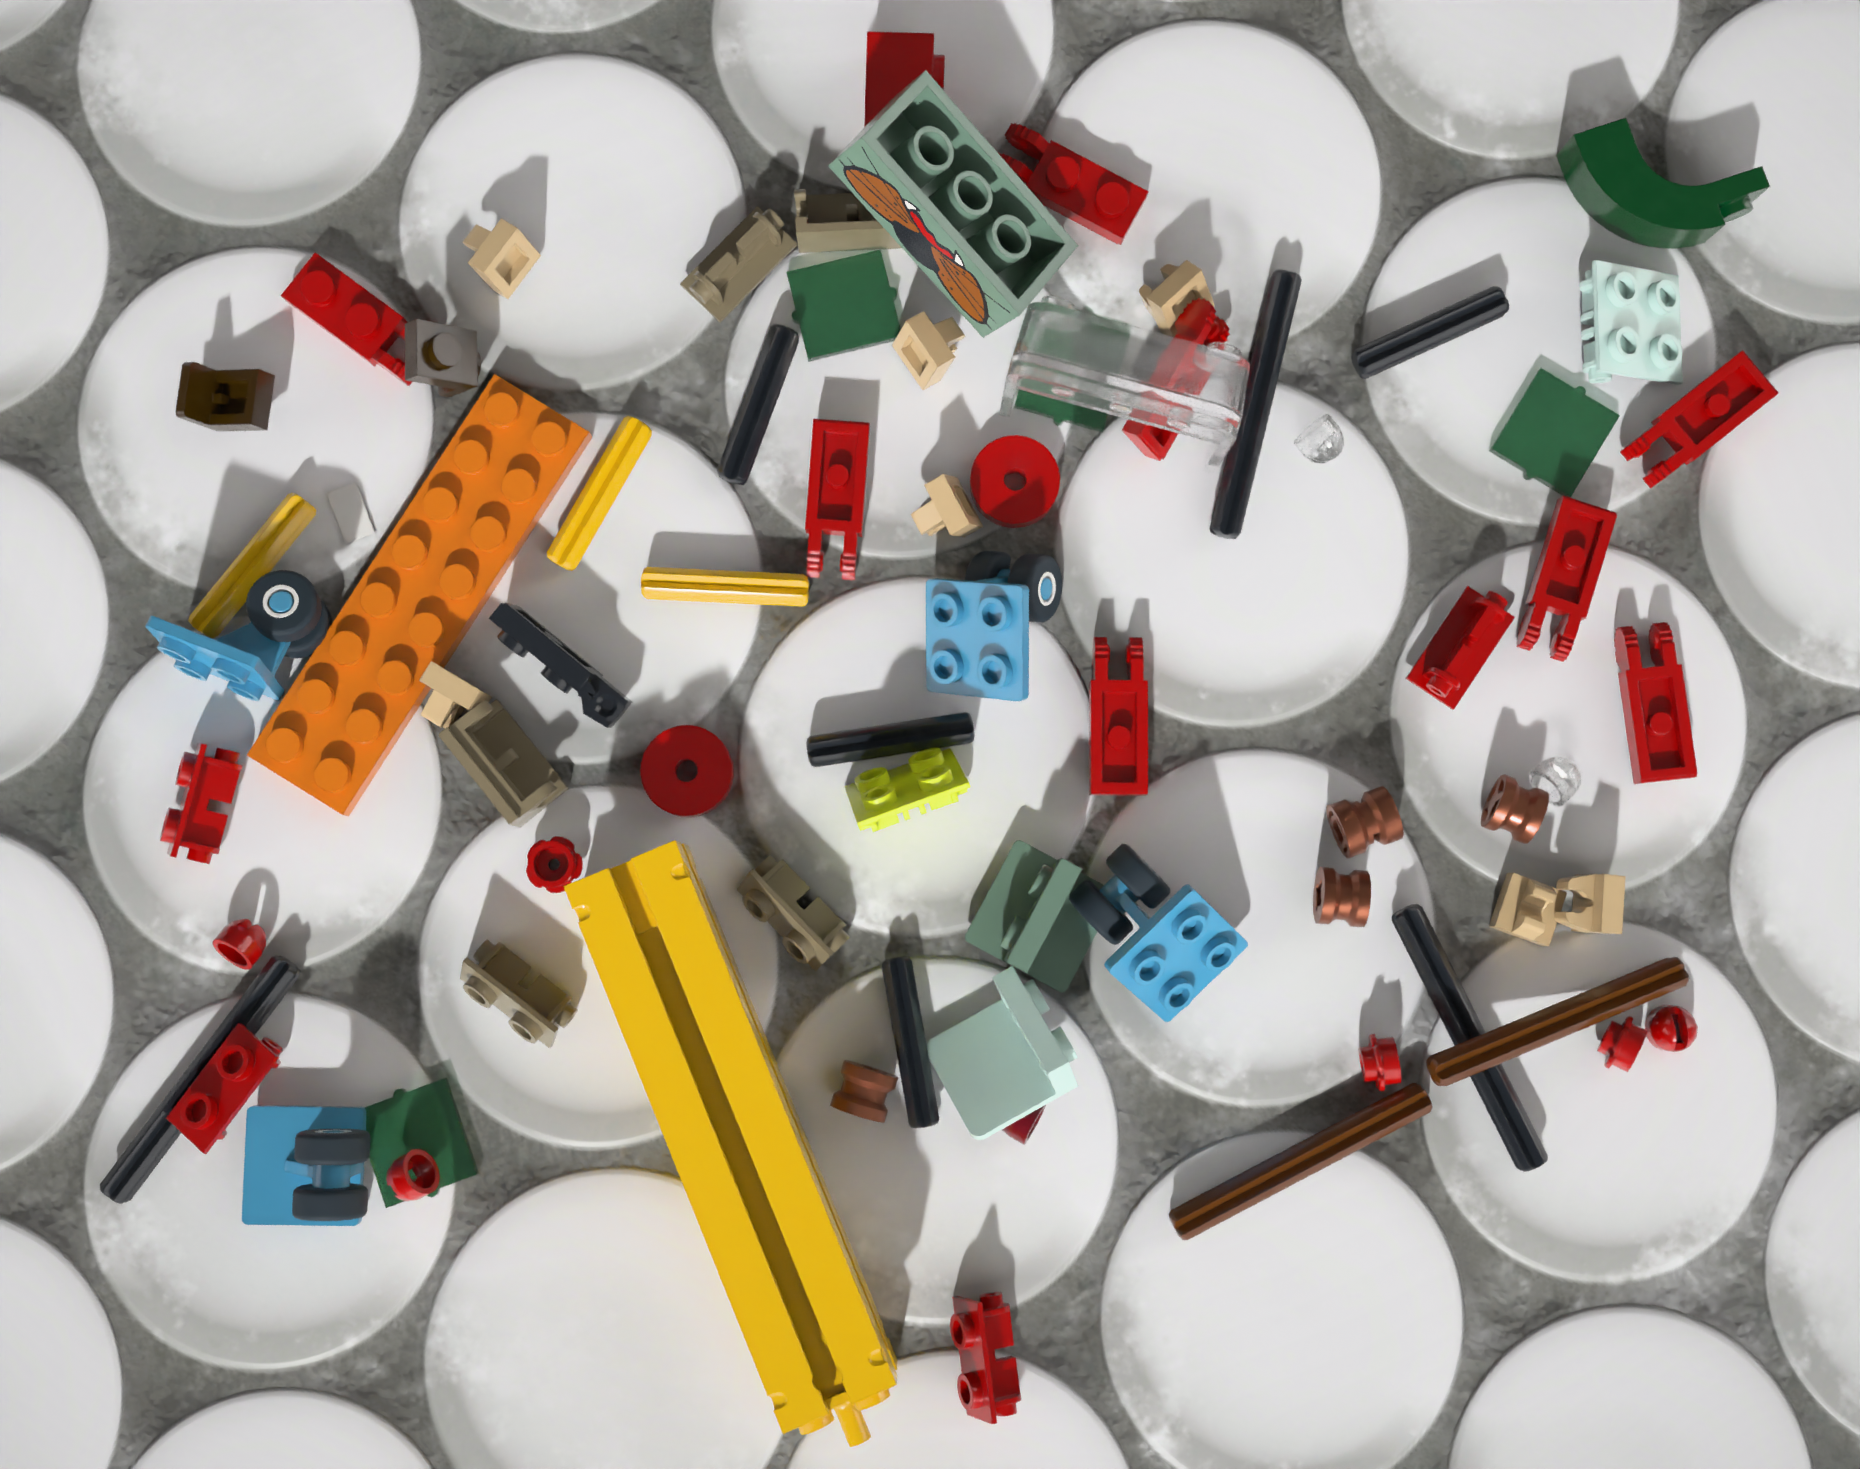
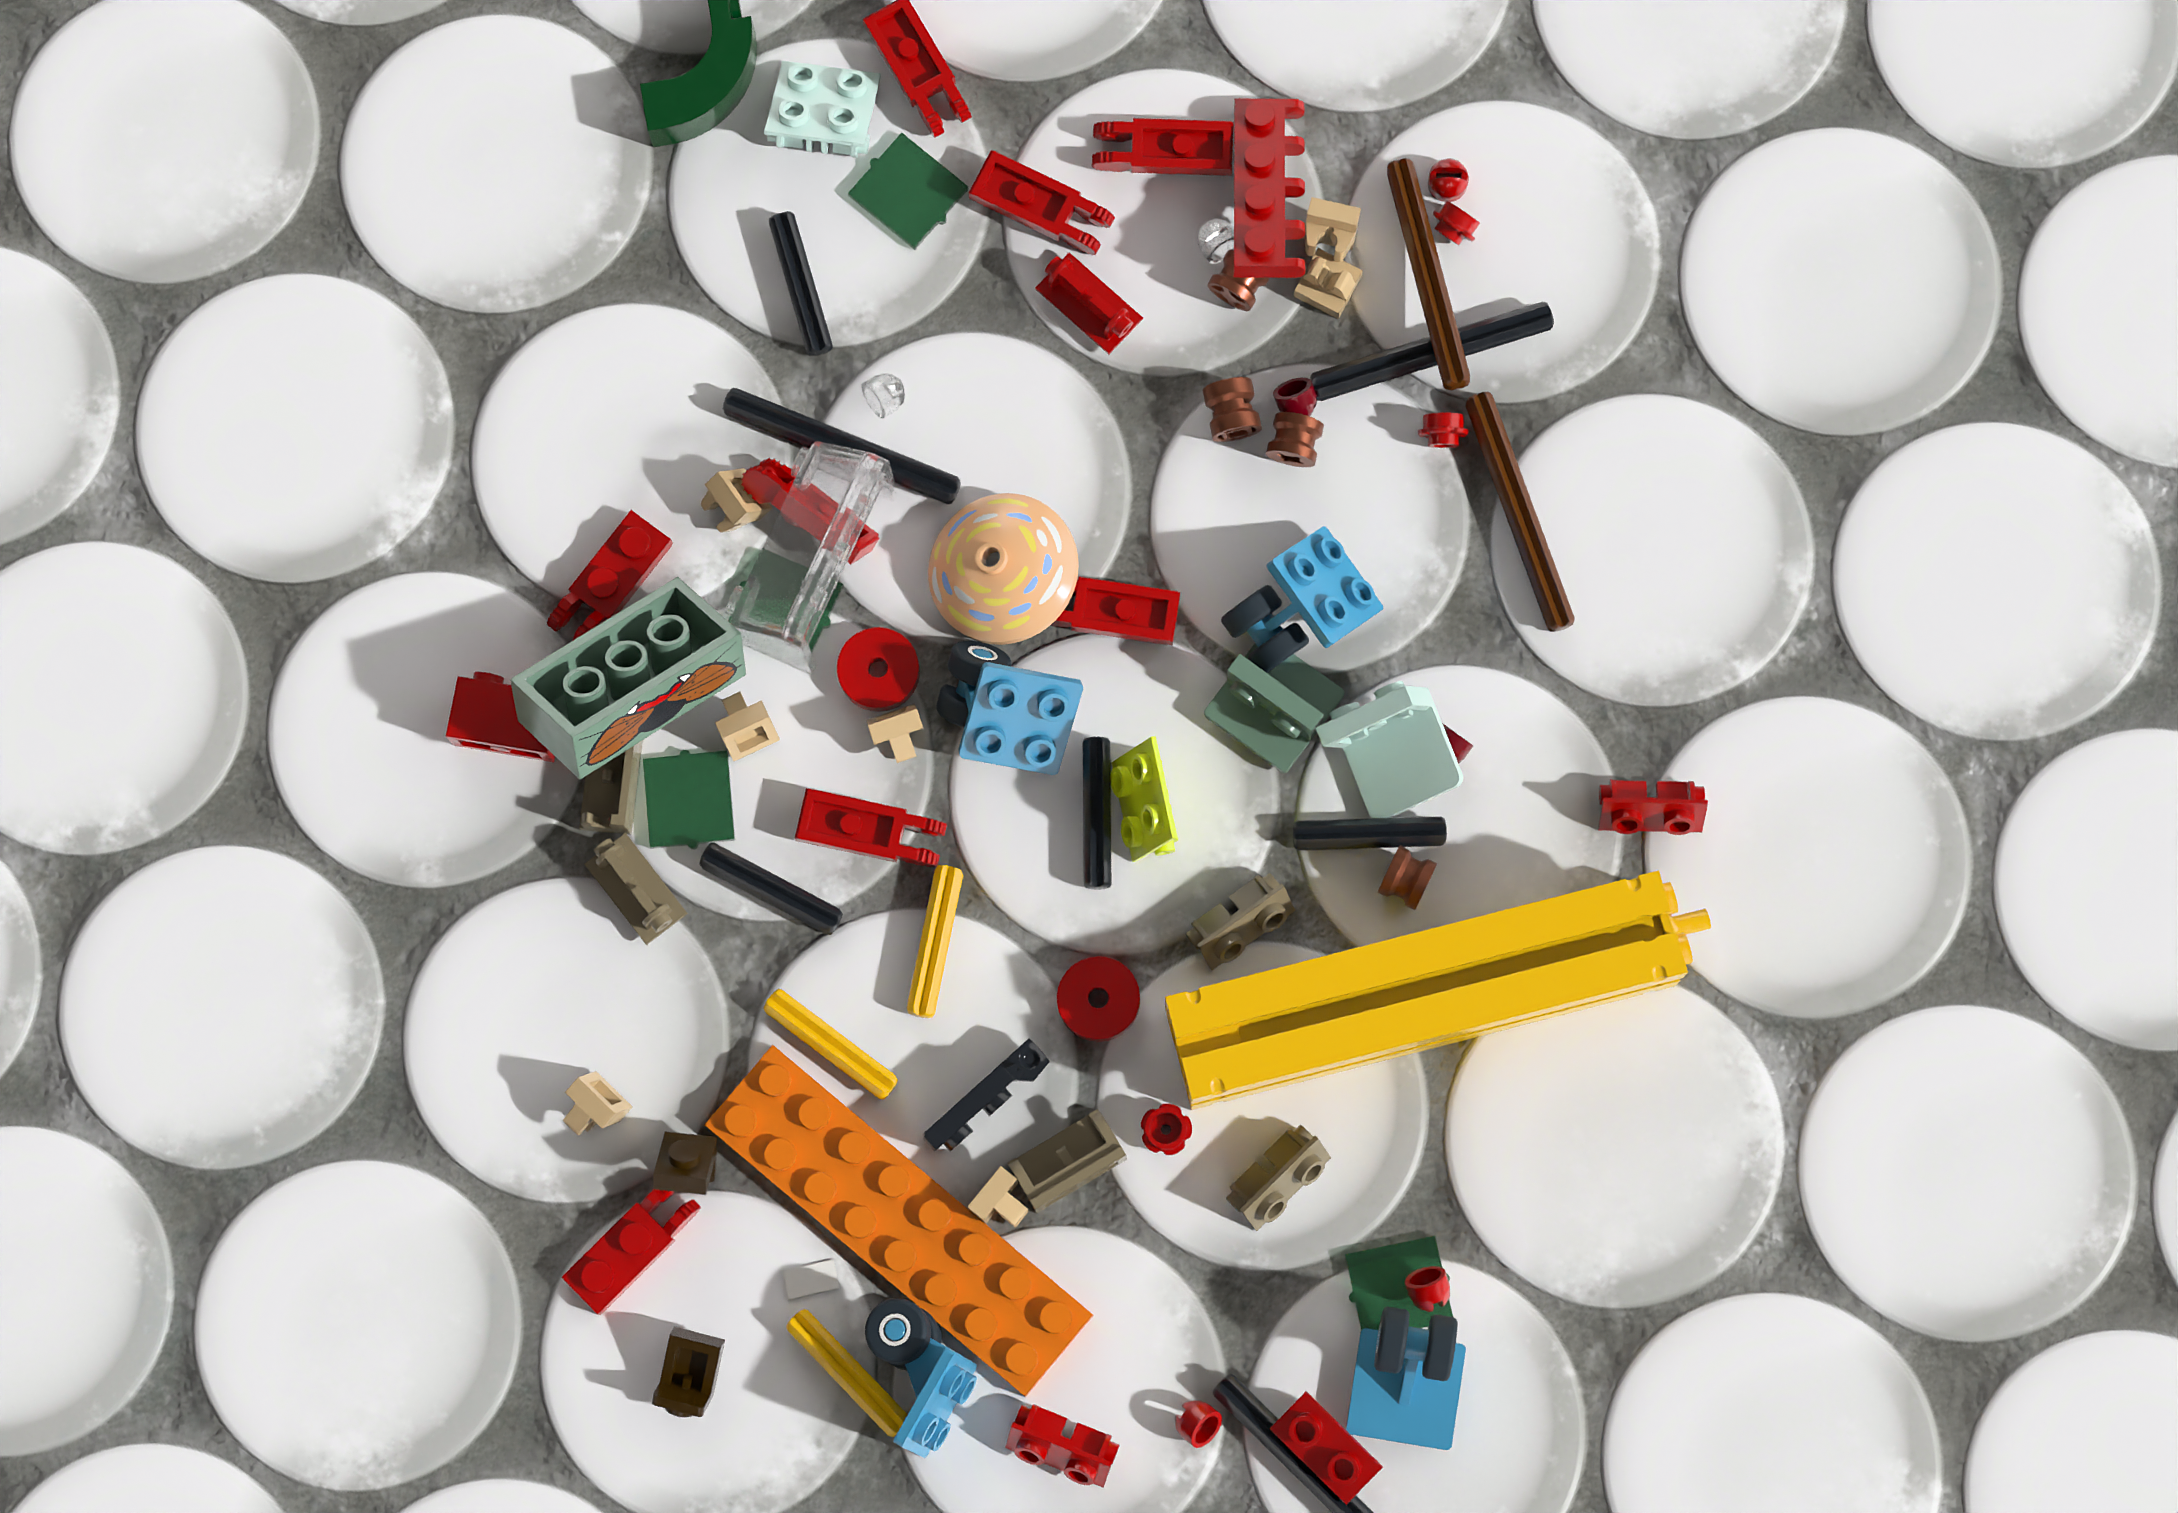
camera: 70 degrees left, 5 degrees down
(1137, 626) = (1025, 586): none -> light nougat dish
(1390, 891) = (1296, 396): none -> dark red hinge
(1625, 819) = (1262, 188): none -> red hinge

